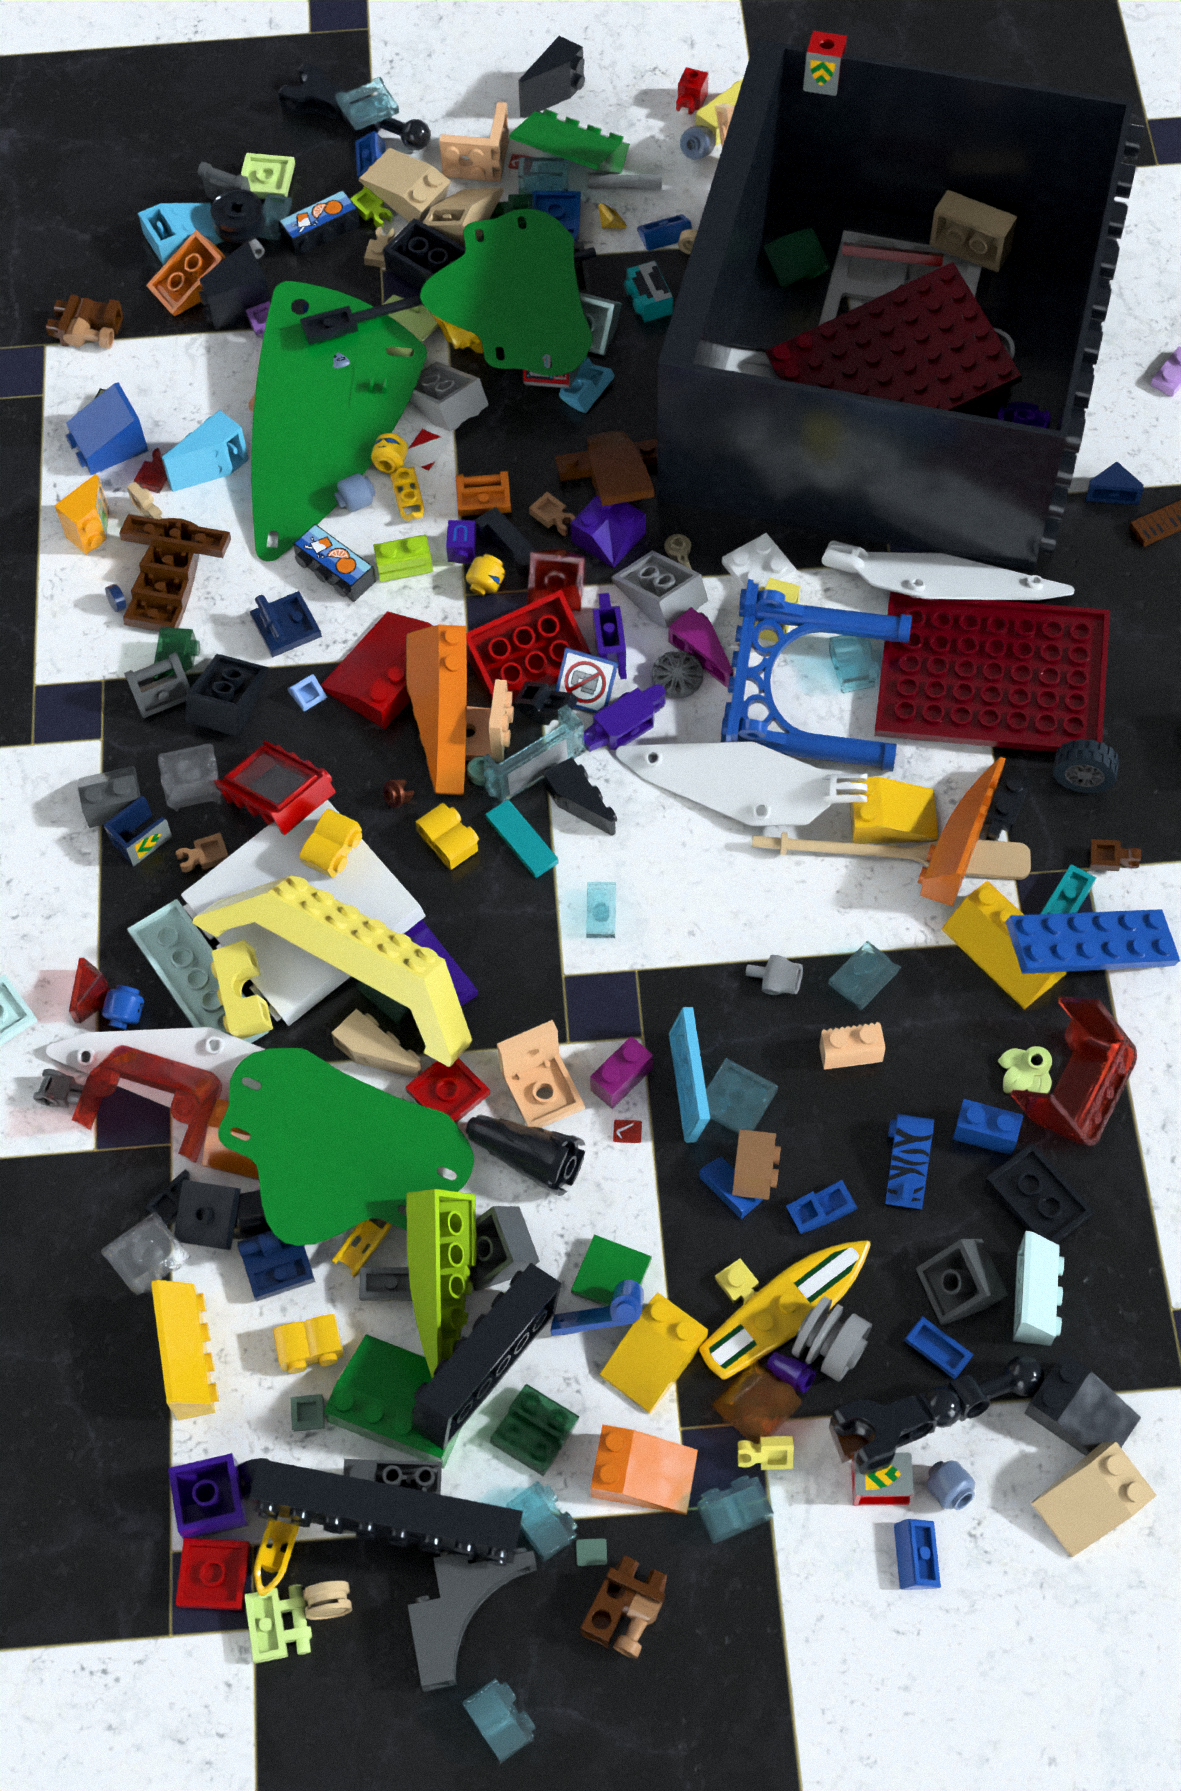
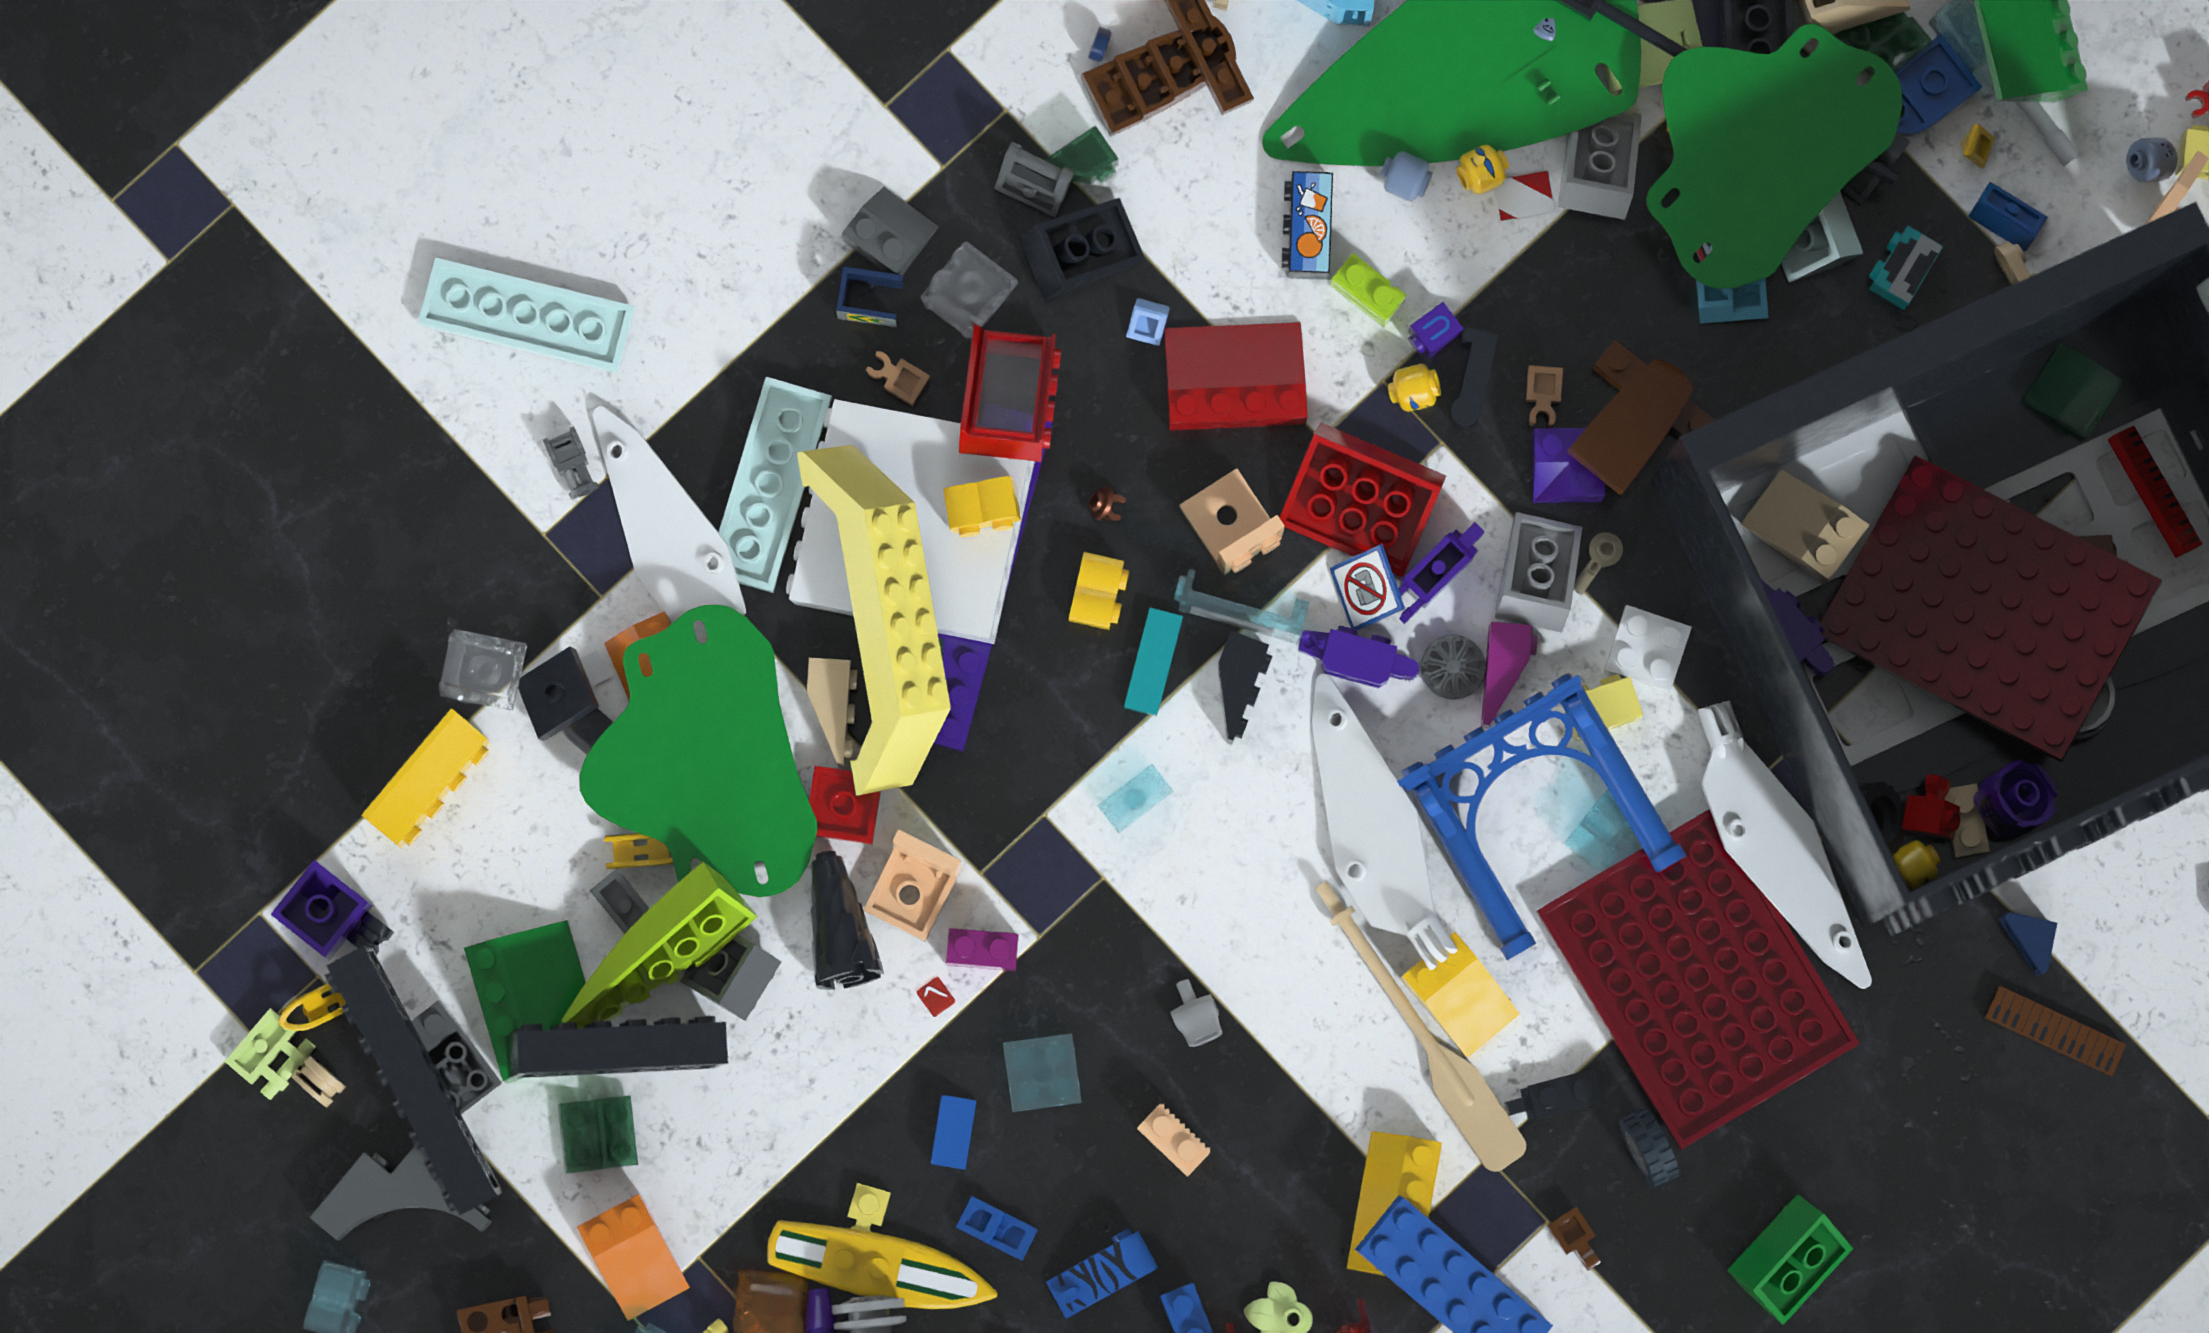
camera: 45 degrees right, 20 degrees up
(88, 991) = (680, 396): clear red slope -> none
(122, 1006) = (689, 441): blue head -> none
(167, 1200) = (545, 644): black tile -> none
(193, 1090) = (646, 542): clear red windscreen -> none
(213, 1574) = (267, 966): red plate -> none
(232, 968) = (760, 562): light yellow arch -> none
(274, 1265) = (556, 789): dark blue plate -> none
(284, 623) = (1204, 236): dark blue plate -> none
(307, 1412) = (460, 928): sand green tile -> none
(308, 1343) = (517, 879): yellow brick -> none
(409, 496) = (1448, 231): yellow piece -> none
(439, 700) = (1225, 469): orange wedge -> none
(475, 772) = (1196, 558): sand green tile -> none
(482, 499) = (1505, 309): orange plate -> none
(541, 703) = (1313, 567): black brick -> none
(542, 1520) = (523, 1205): clear light blue brick -> none
(554, 572) = (1468, 459): clear red slope -> none
(591, 1552) = (534, 1265): sand green sticker -> none
(605, 1267) = (787, 1090): green tile -> none
(624, 1310) = (749, 1129): blue door -> none
(654, 1352) = (742, 1185): yellow slope -> none
(689, 1075) = (1023, 1015): medium azure tile -> none
(754, 1164) = (984, 1140): medium nougat brick -> none
(864, 975) = (1260, 1096): clear light blue plate -> none
(958, 839) = (1473, 1081): orange wedge -> none
(1070, 892) = (1489, 1227): teal plate -> none

